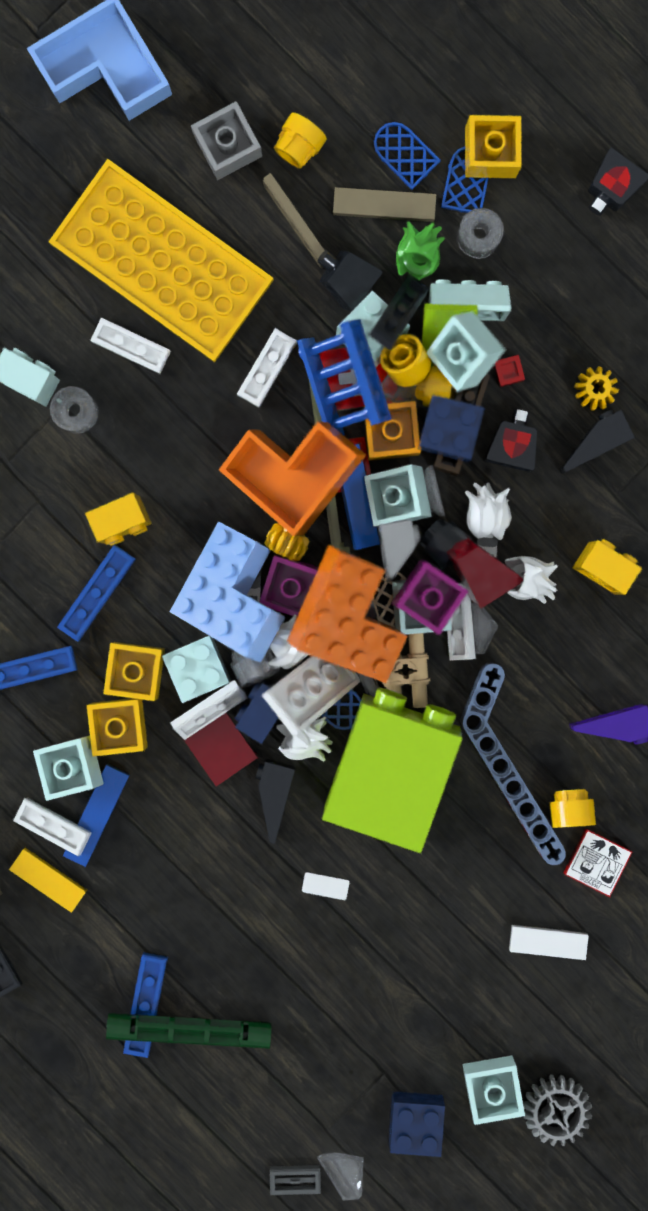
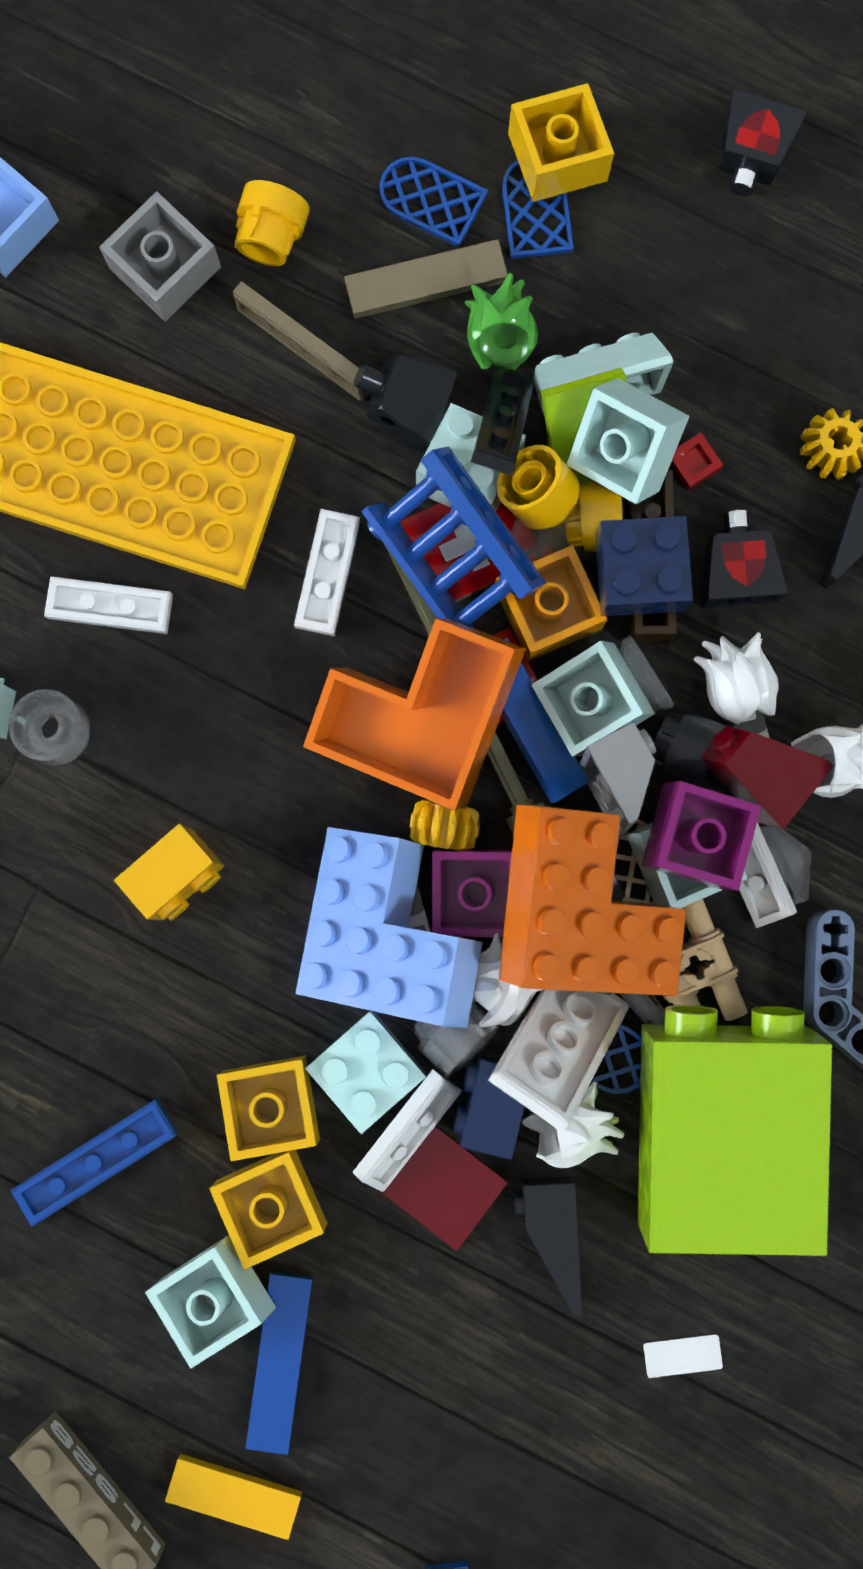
camera: 20 degrees left, 5 degrees down
(52, 826) = (214, 1405): white tile -> none
(96, 593) = (170, 1002): blue tile -> none
(490, 223) = (578, 293): clear piece -> none

